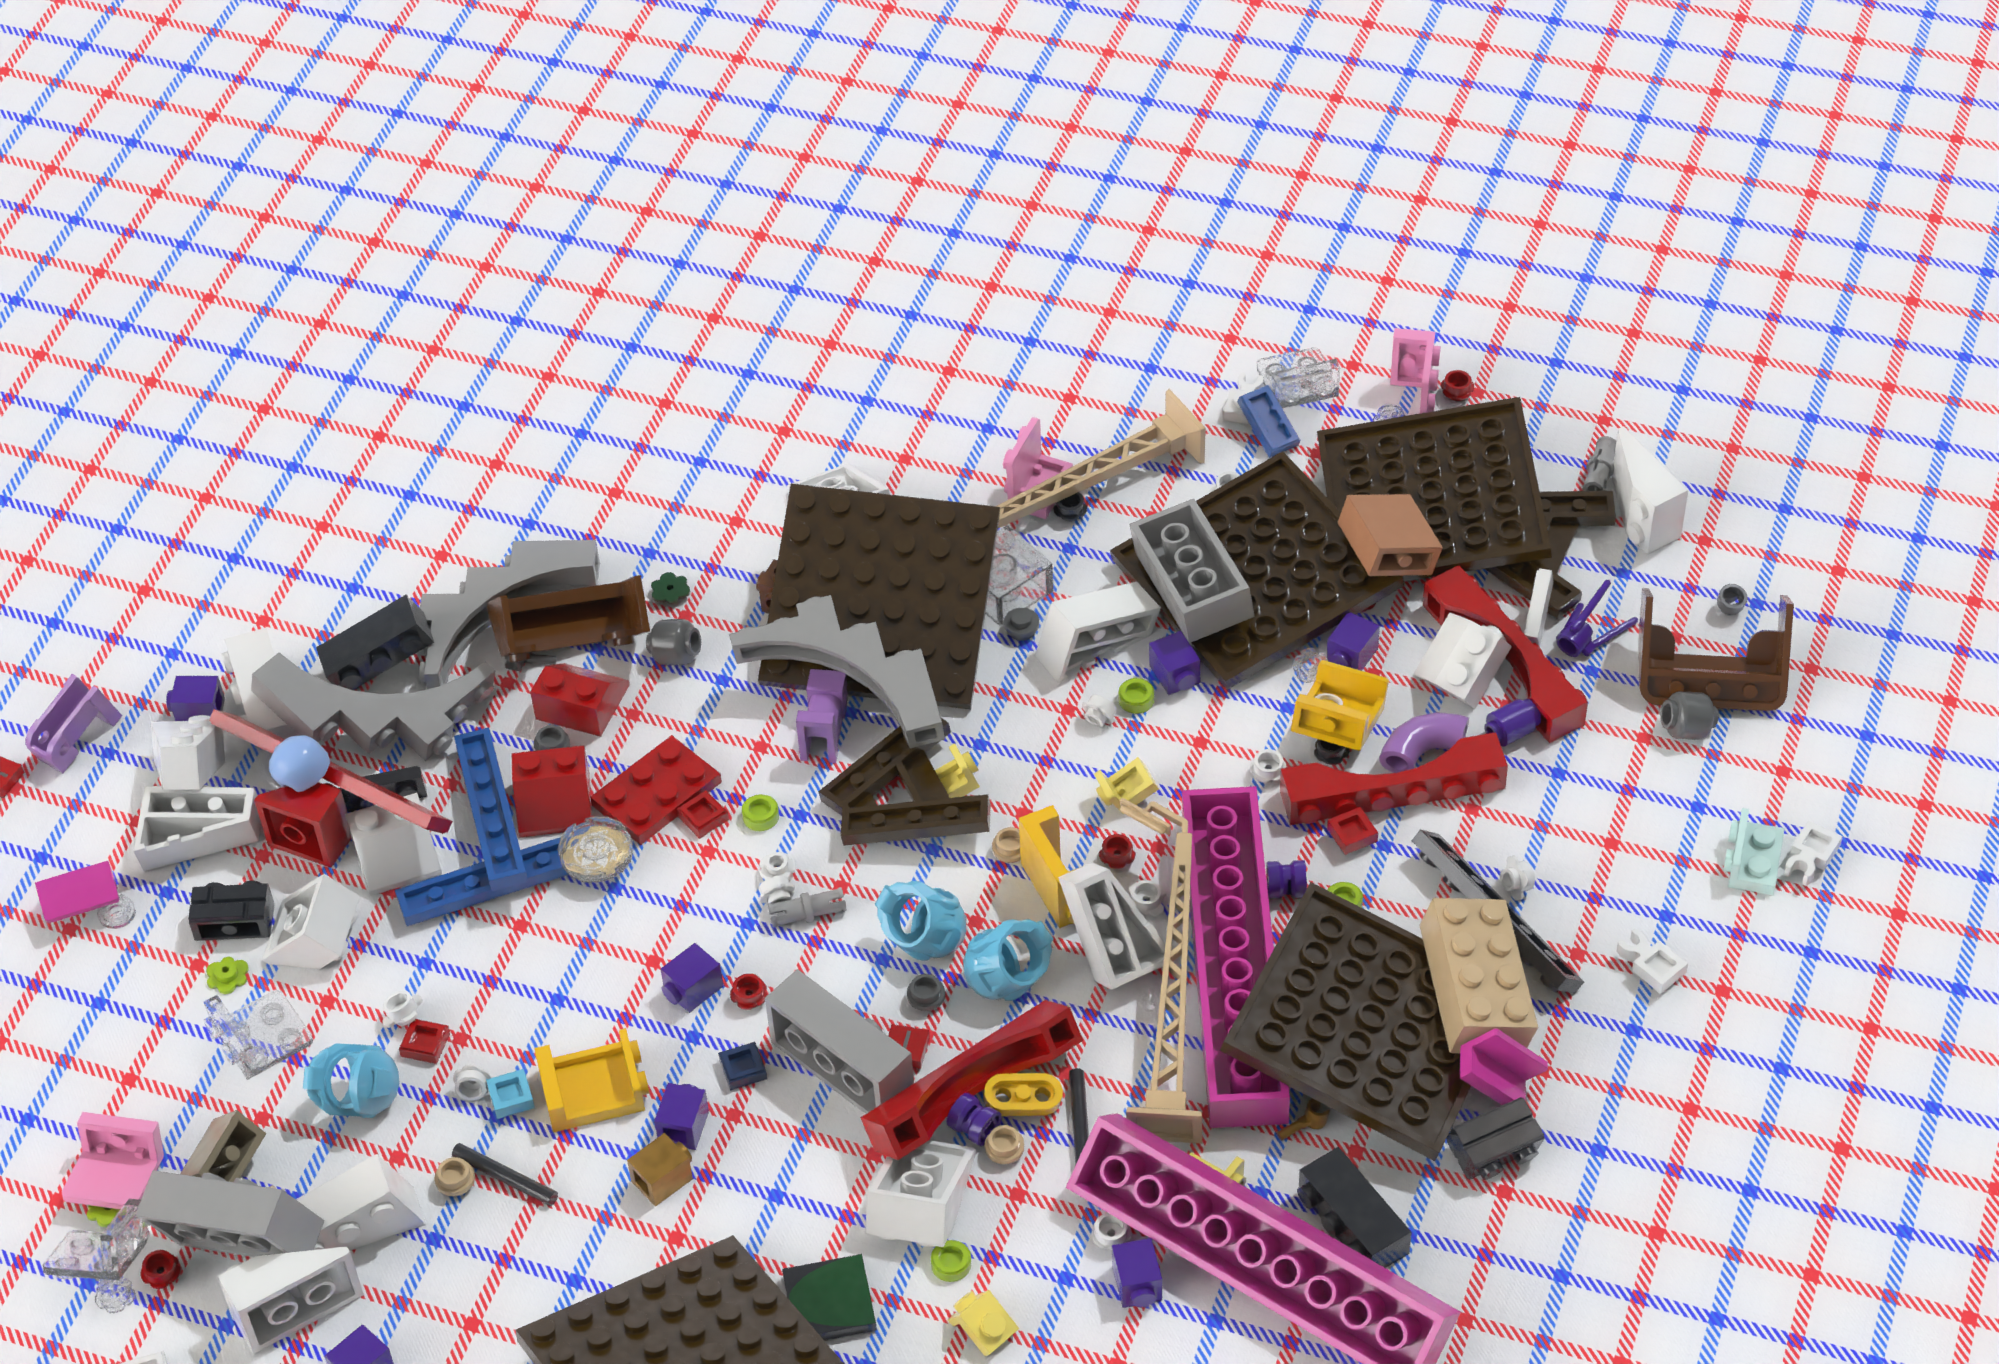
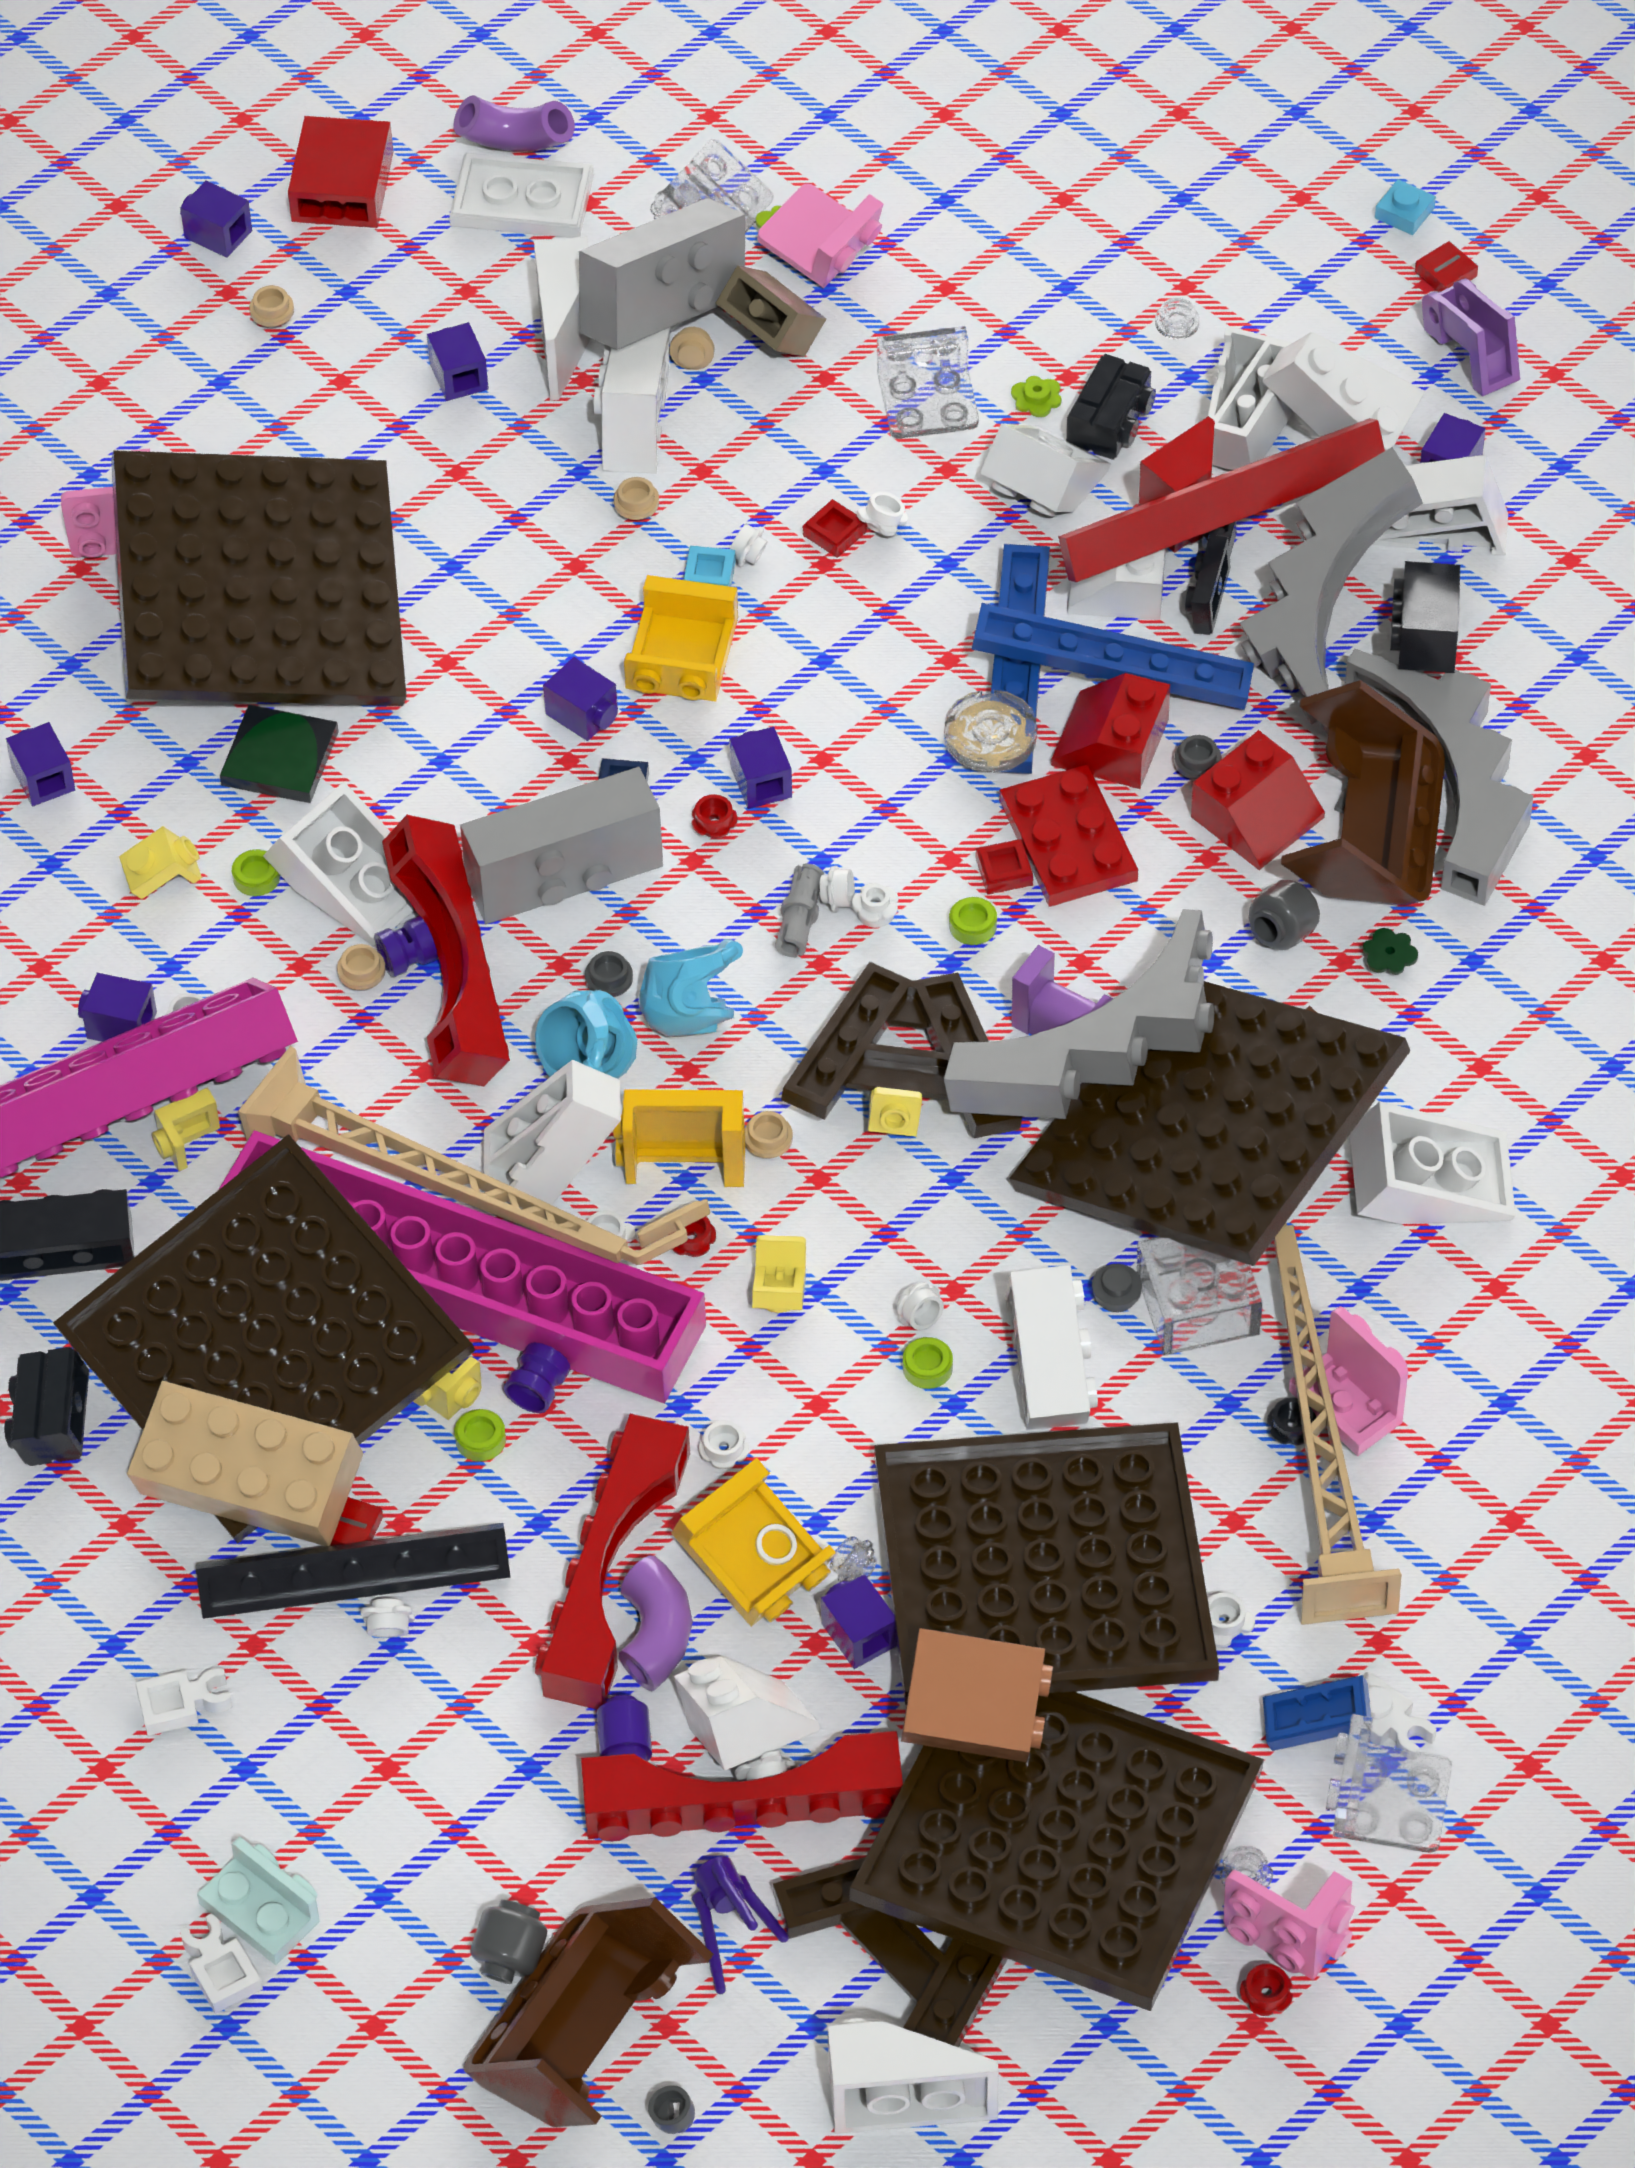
camera: 115 degrees right, 5 degrees up
(77, 892) = (1211, 282): dark pink panel -> none
(298, 762) = (1225, 452): light blue hair -> none
(371, 1080) = (784, 445): medium azure helmet -> none
(505, 1174) = (615, 543): black bar -> none
(660, 1169) = (524, 658): pearl gold brick -> none
(913, 1040) = (550, 933): red tile -> none
(1021, 1091) = (406, 1005): yellow plate -> none
(1078, 1110) = (355, 1052): black bar -> none
(1174, 663) = (941, 1408): dark purple brick -> none
(1192, 570) = (1052, 1454): light grey brick -> none
(1352, 830) = (568, 1483): red plate -> none
(1499, 1066) = (117, 1437): dark pink panel -> none
(1539, 606) = (778, 1846): white tile -> none
(1600, 465) = (1017, 2093): light grey pin -> none

